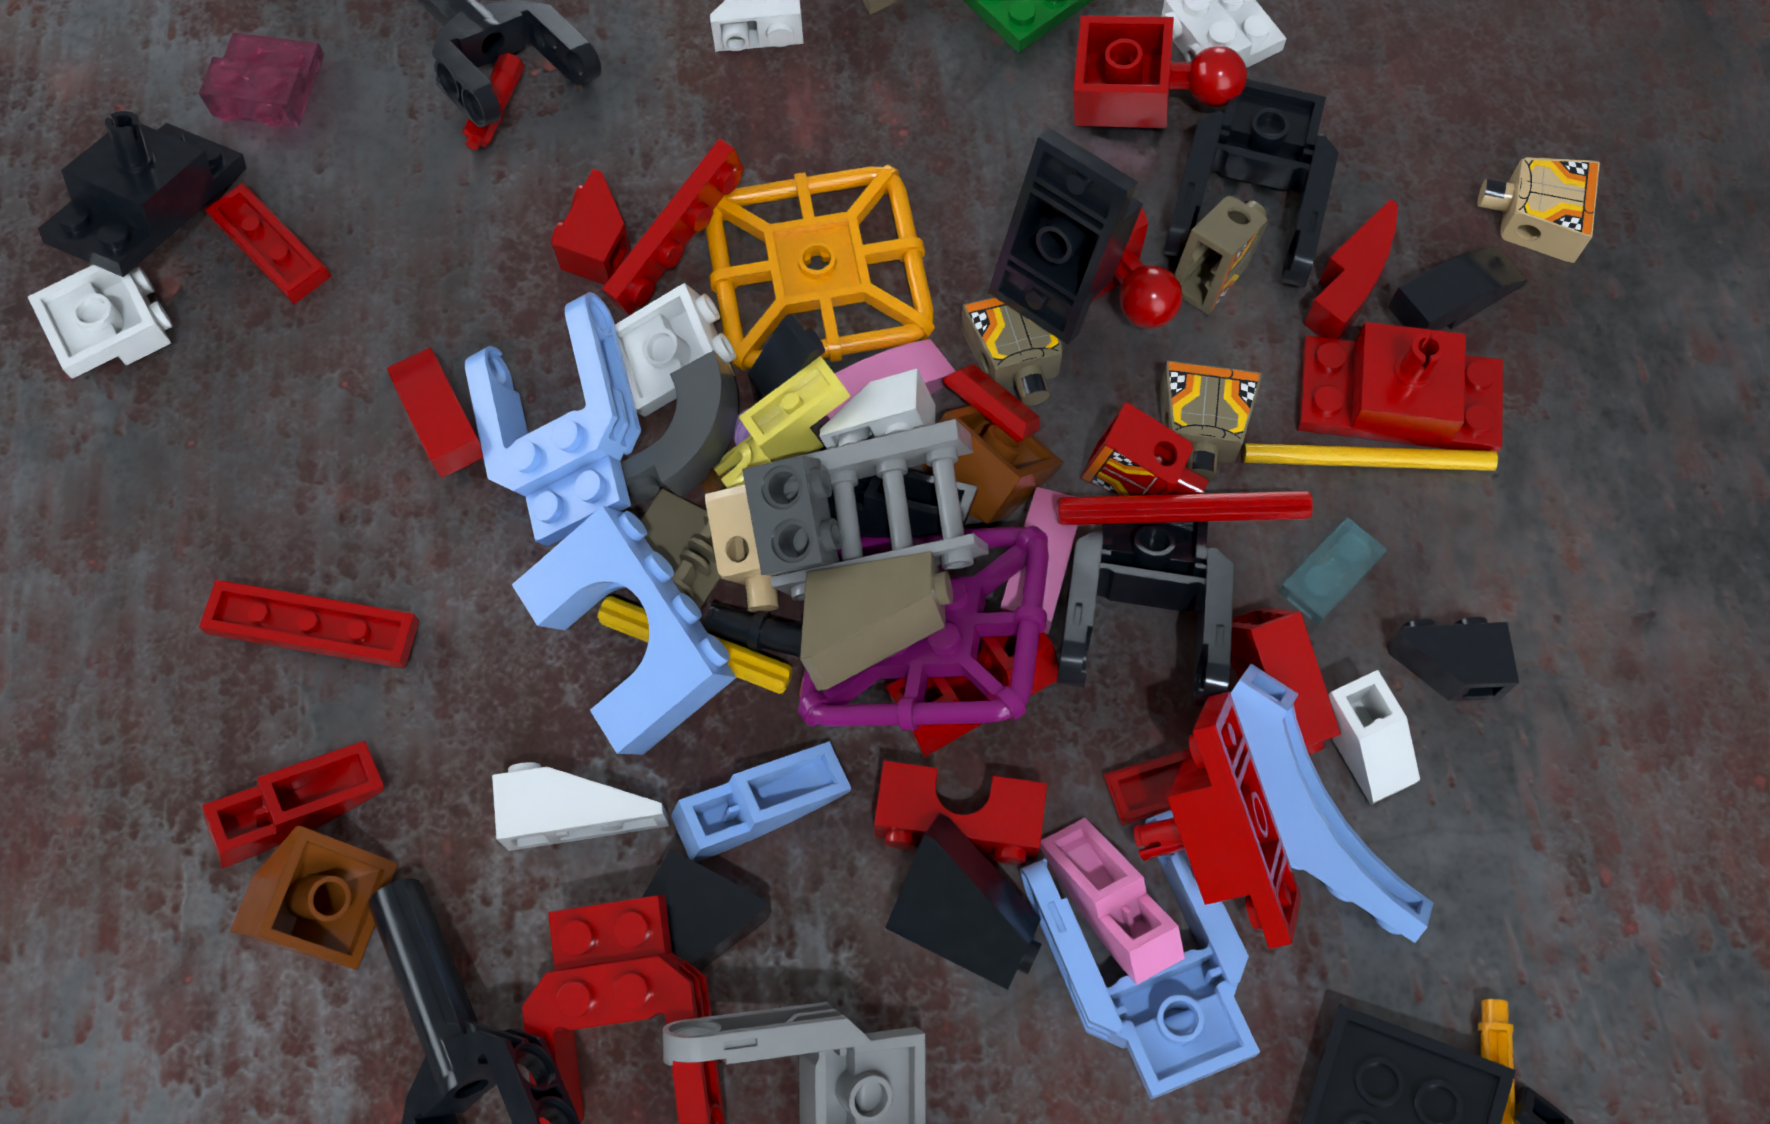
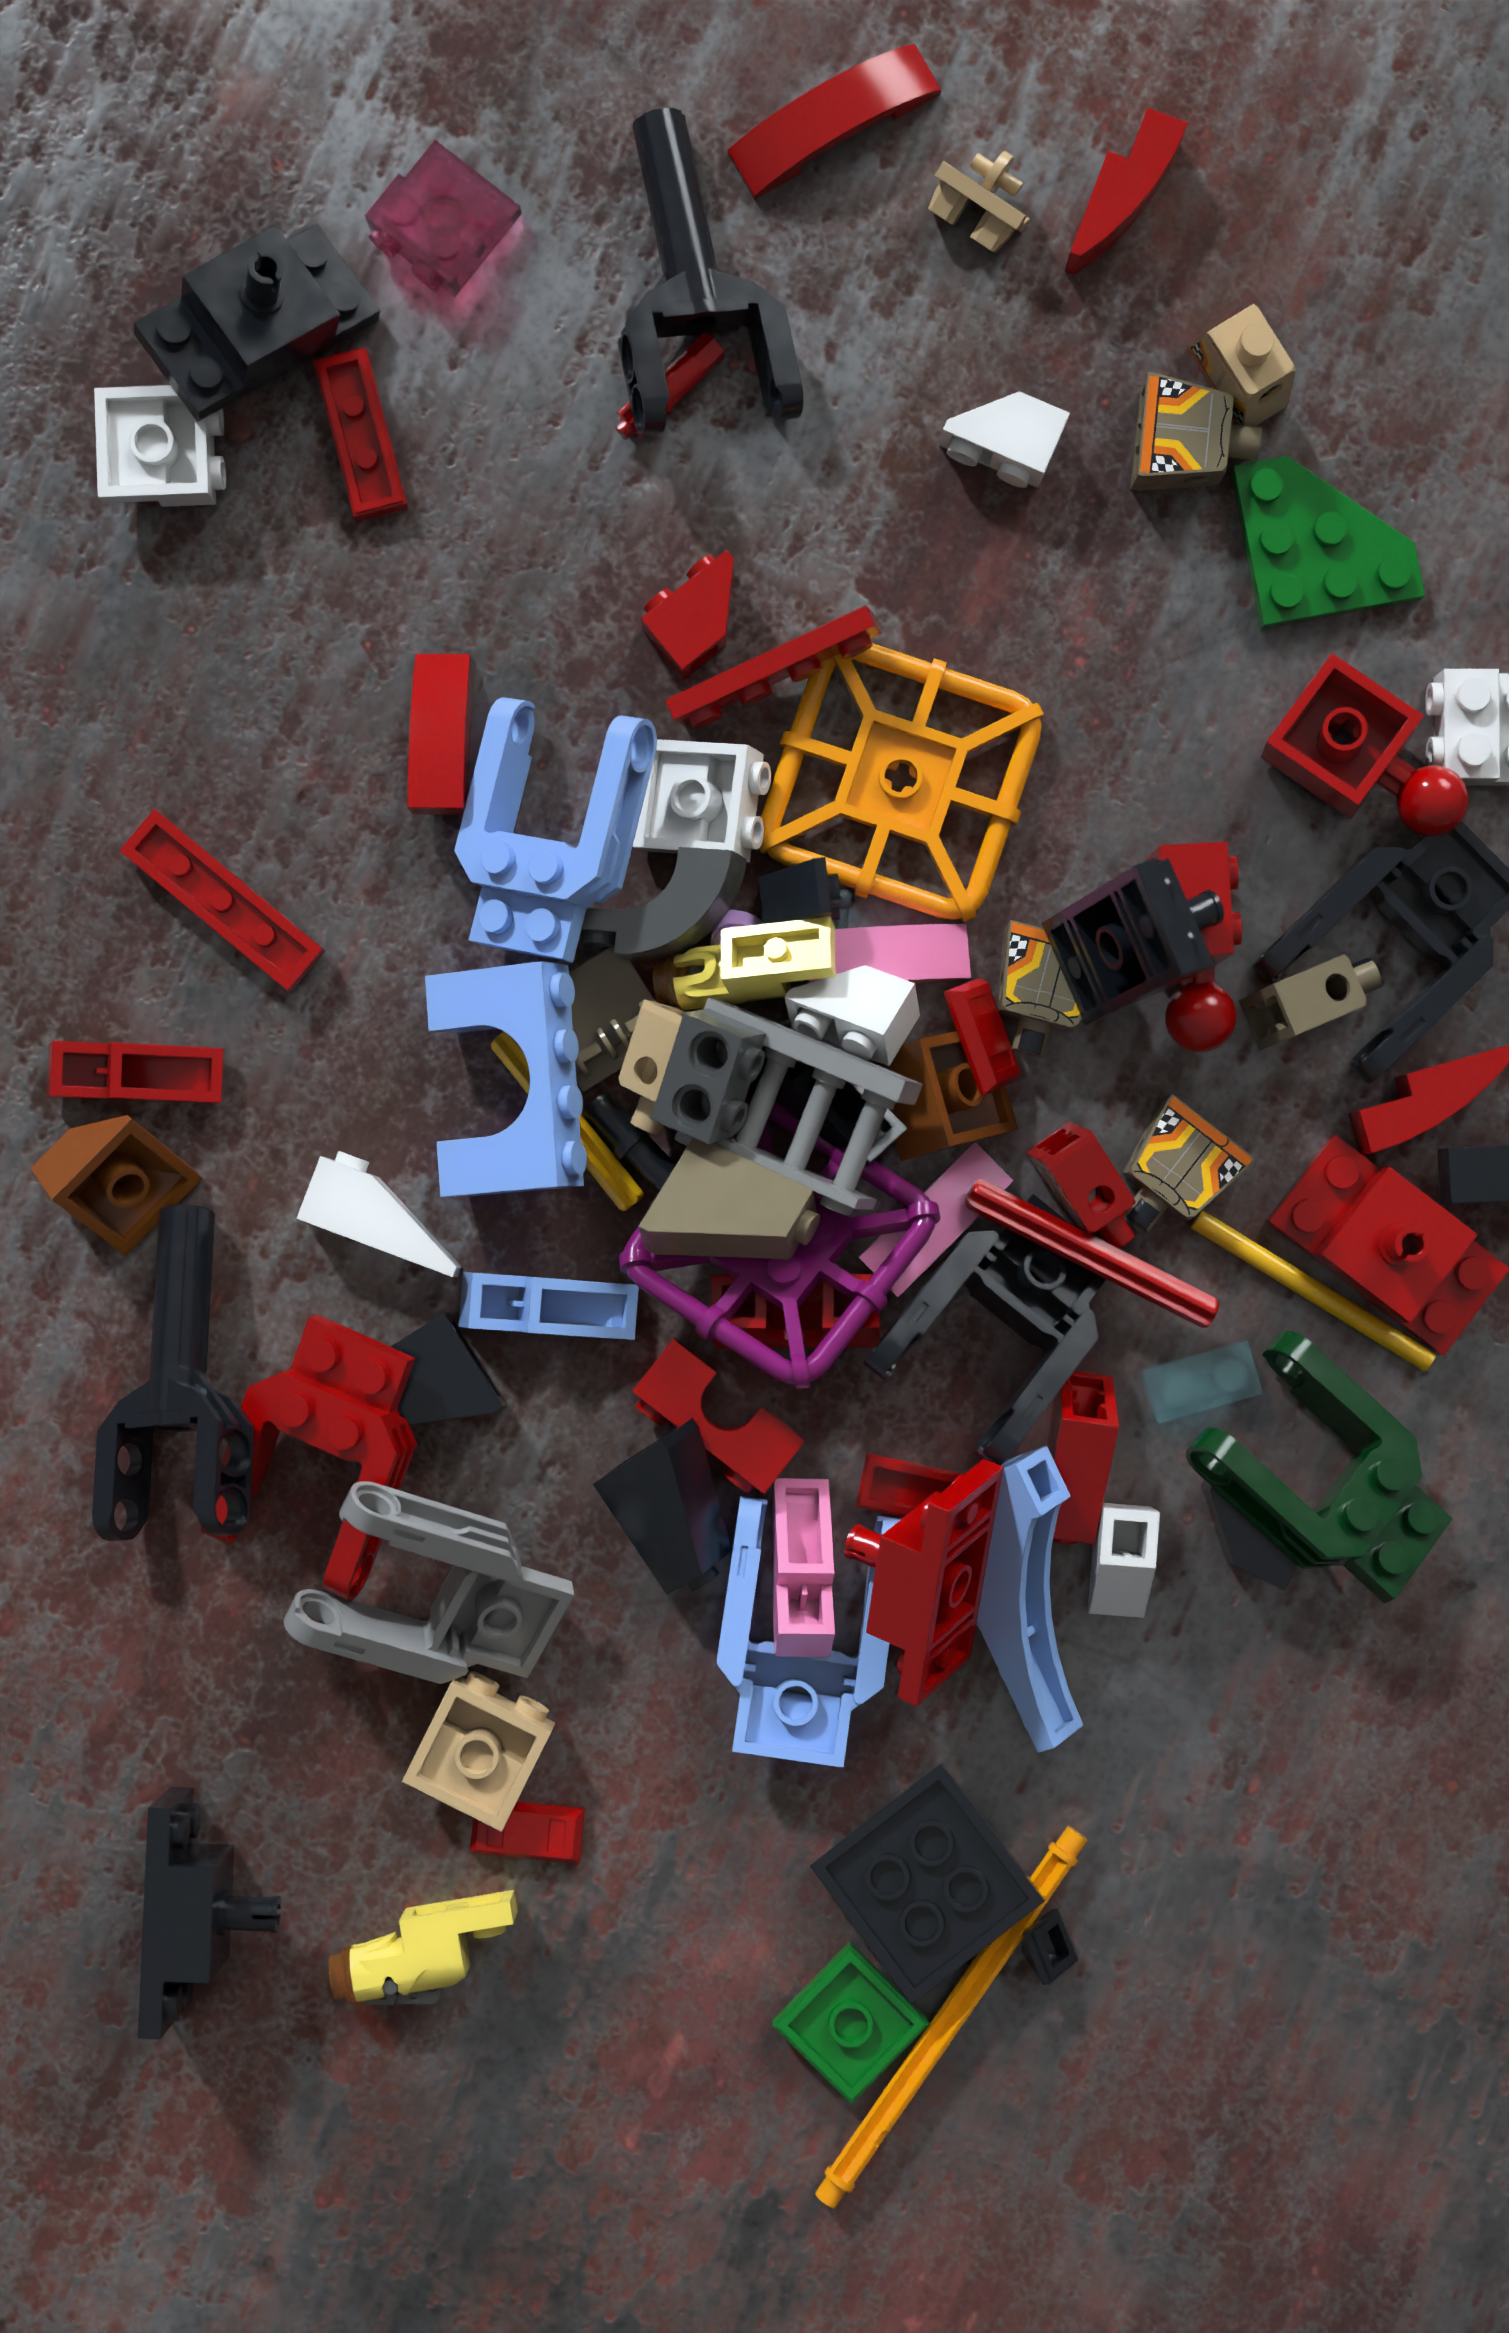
camera: 25 degrees right, 20 degrees up
(1535, 581) = (1373, 1513): none -> dark green plate

